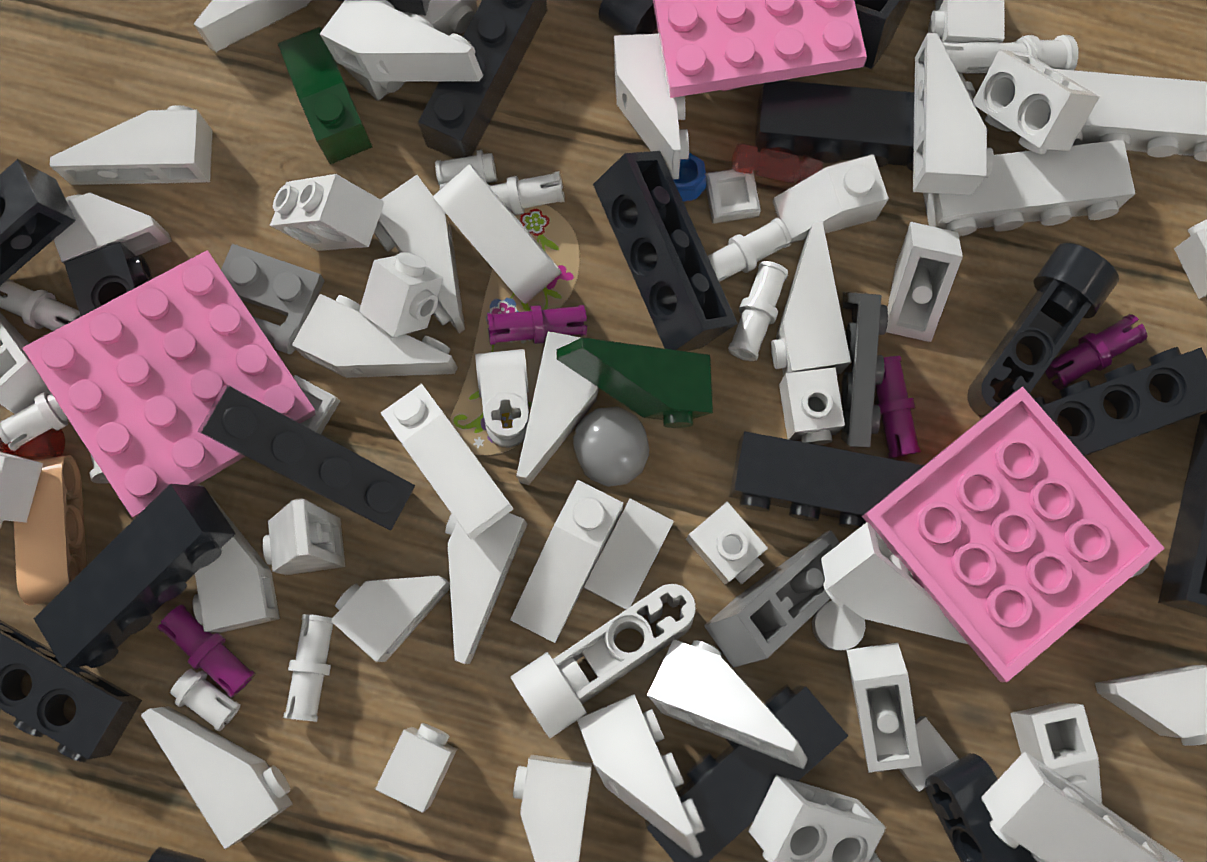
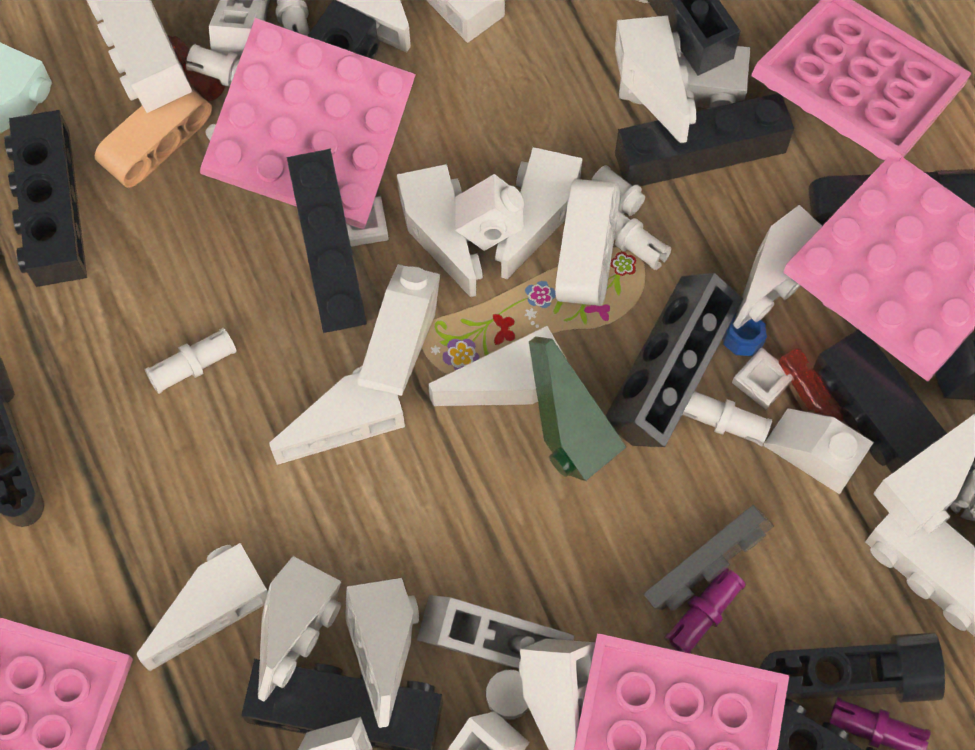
camera: 50 degrees right, 10 degrees down
(134, 576) = (165, 202): black brick -> none
(204, 699) = (118, 312): white pin -> none
(206, 650) = (150, 288): magenta pin -> none
(227, 782) = (74, 371): white slope -> none
(235, 588) = (214, 259): white slope -> none
(274, 287) = (429, 135): light grey plate -> none
(303, 539) = (274, 287): white slope -> none
(324, 96) = (584, 65): dark green slope -> none
(326, 213) = (504, 123): white brick -> none
(387, 611) = (267, 379): white slope -> none
(417, 766) = (178, 480): white brick -> none
(504, 390) = (483, 332): white piece -> none
(536, 324) = (544, 314): magenta pin -> none
(558, 685) = (305, 527): white beam -> none
(567, 560) = (401, 468): white slope -> none
(611, 446) = (506, 437): light grey hair -> none
(628, 554) = (439, 509): white tile -> none
(728, 545) = (500, 568): white brick -> none
(758, 311) = (691, 460): white pin -> none
(812, 322) = (718, 496): white slope -> none
(812, 405) = (652, 549): white brick -> none
(813, 479) = (596, 583): black brick -> none
(922, 280) = (816, 556): white slope -> none

